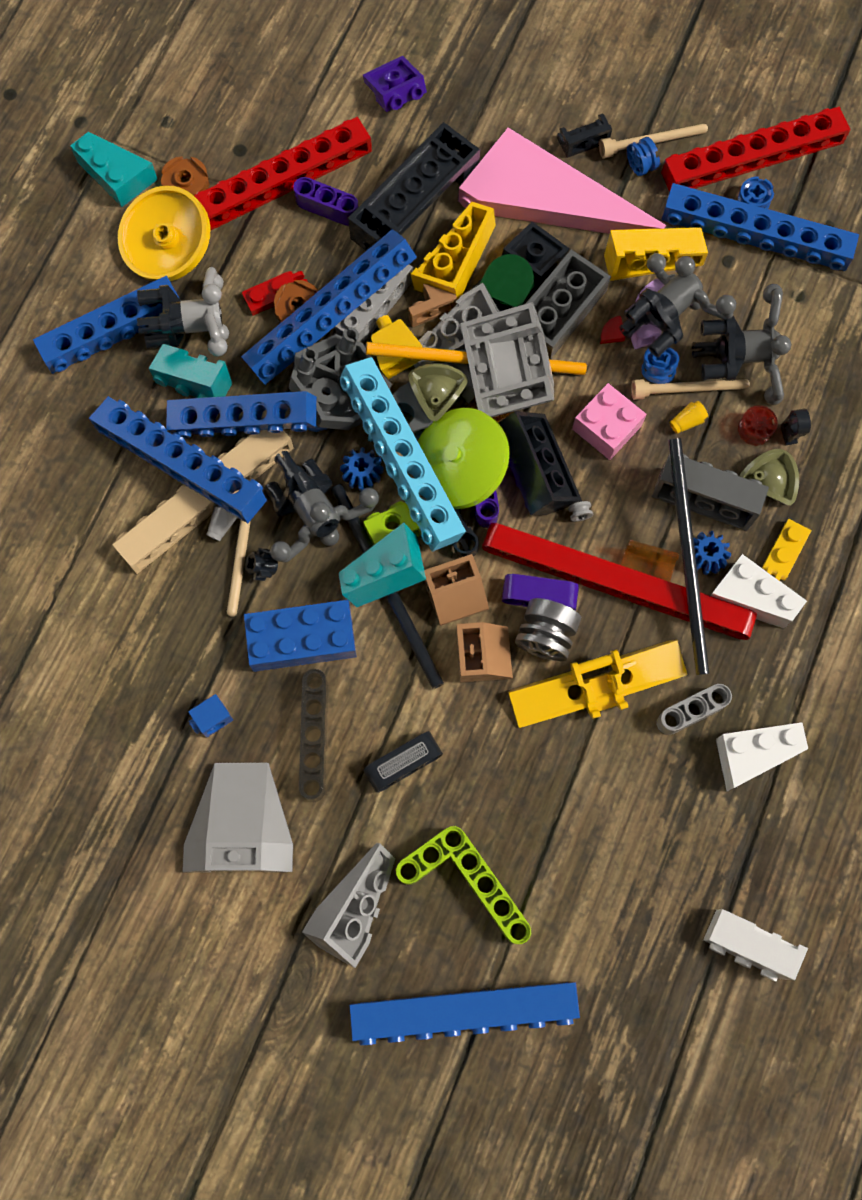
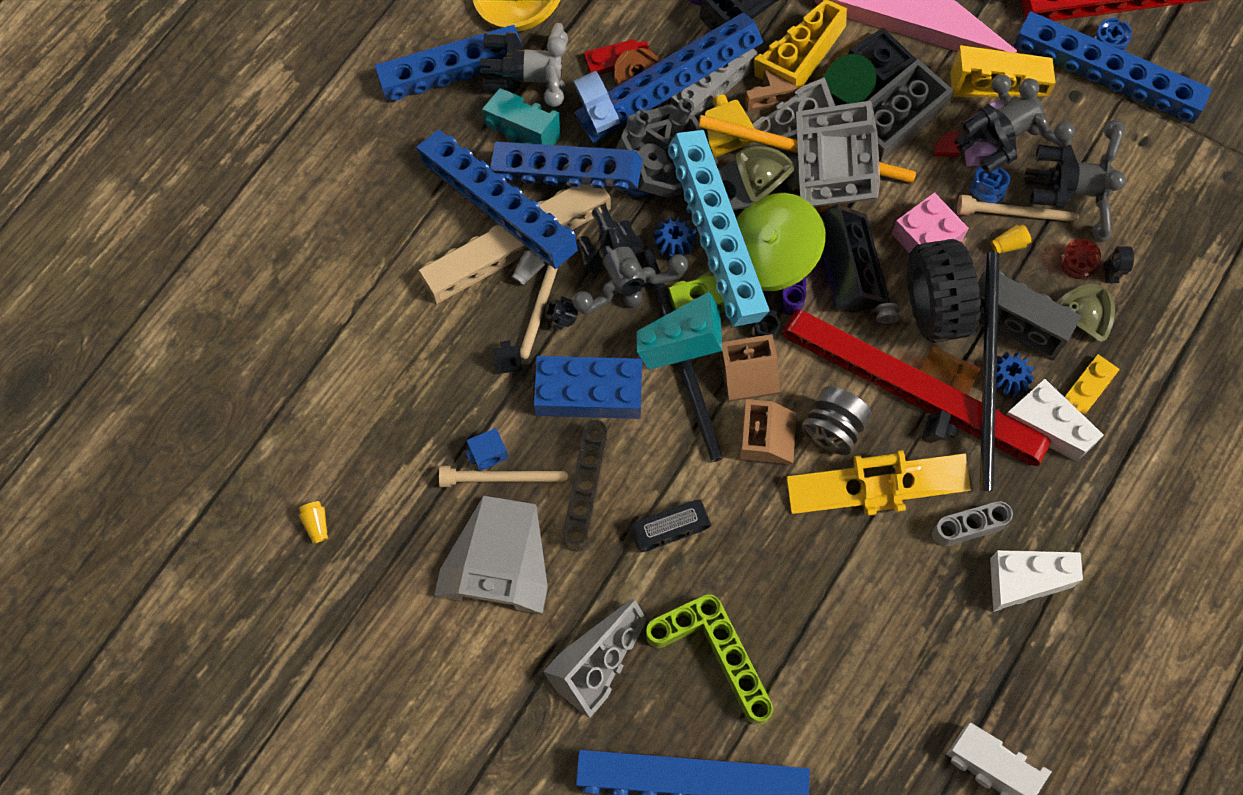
camera: 10 degrees right, 5 degrees down
(50, 817) = (314, 521): none -> yellow cone
(177, 749) = (449, 476): none -> tan piece
(215, 619) = (507, 358): none -> black tile
(261, 343) = (597, 101): none -> light blue arch
(521, 588) = (814, 377): dark purple beam -> none
(632, 483) = (943, 290): none -> black tyre
(647, 619) = (939, 427): none -> black tile

